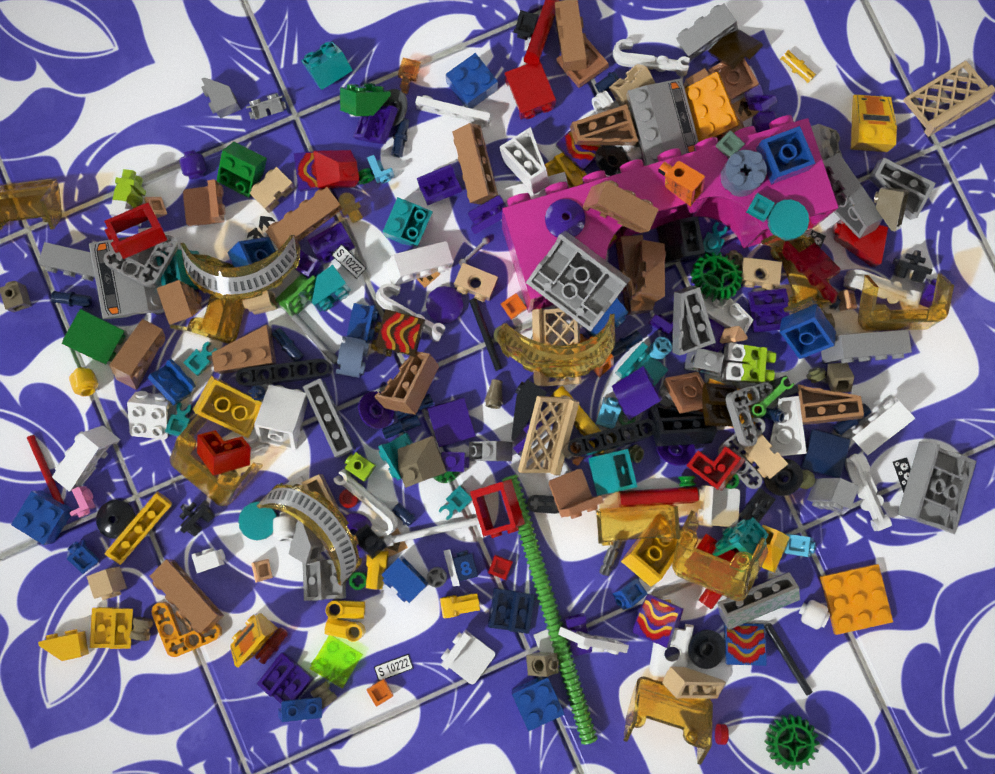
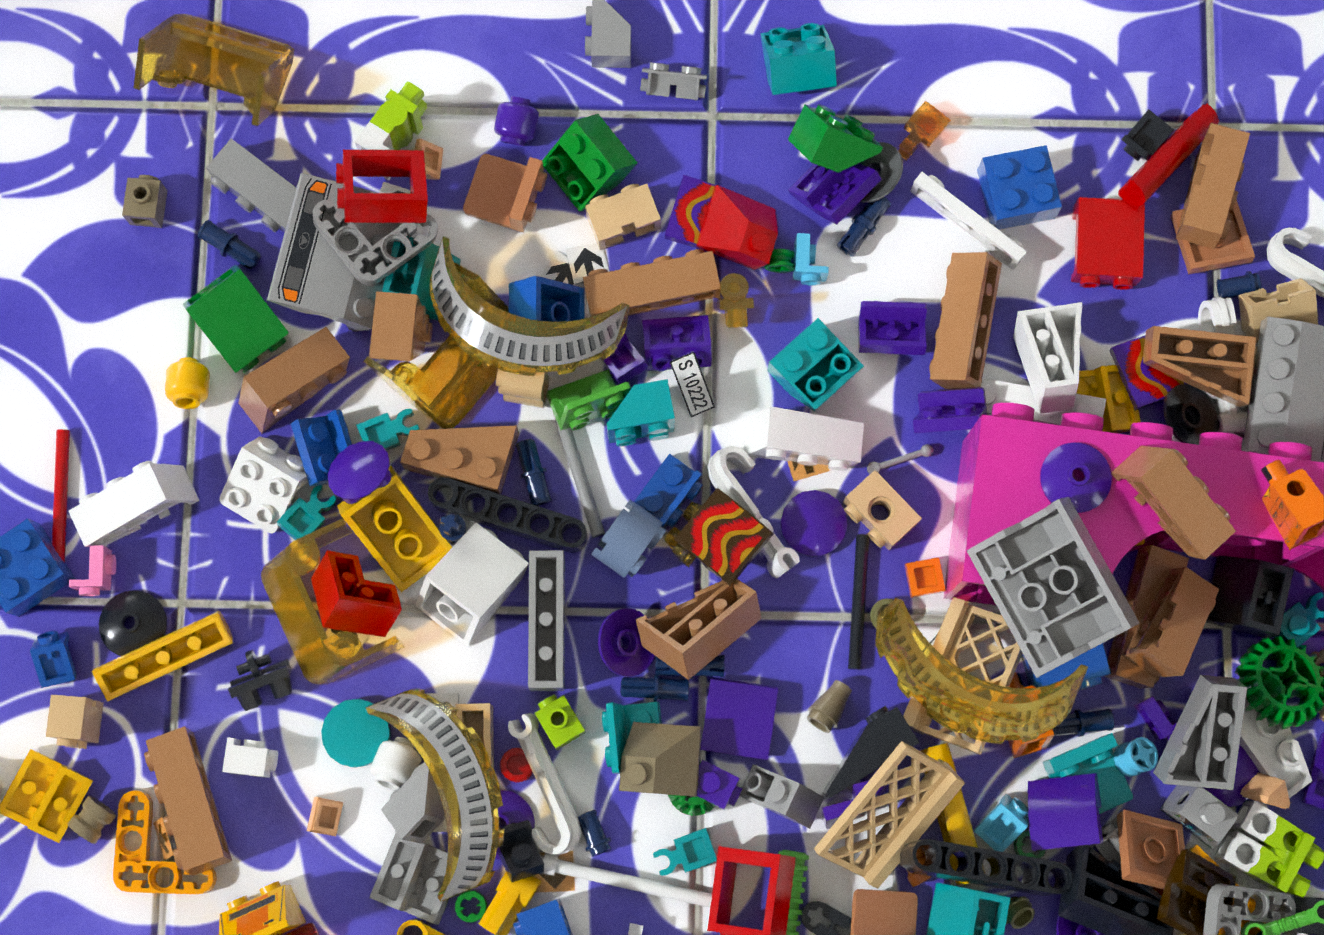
camera: 25 degrees right, 5 degrees down
(194, 386) = (359, 471): none -> dark purple dish

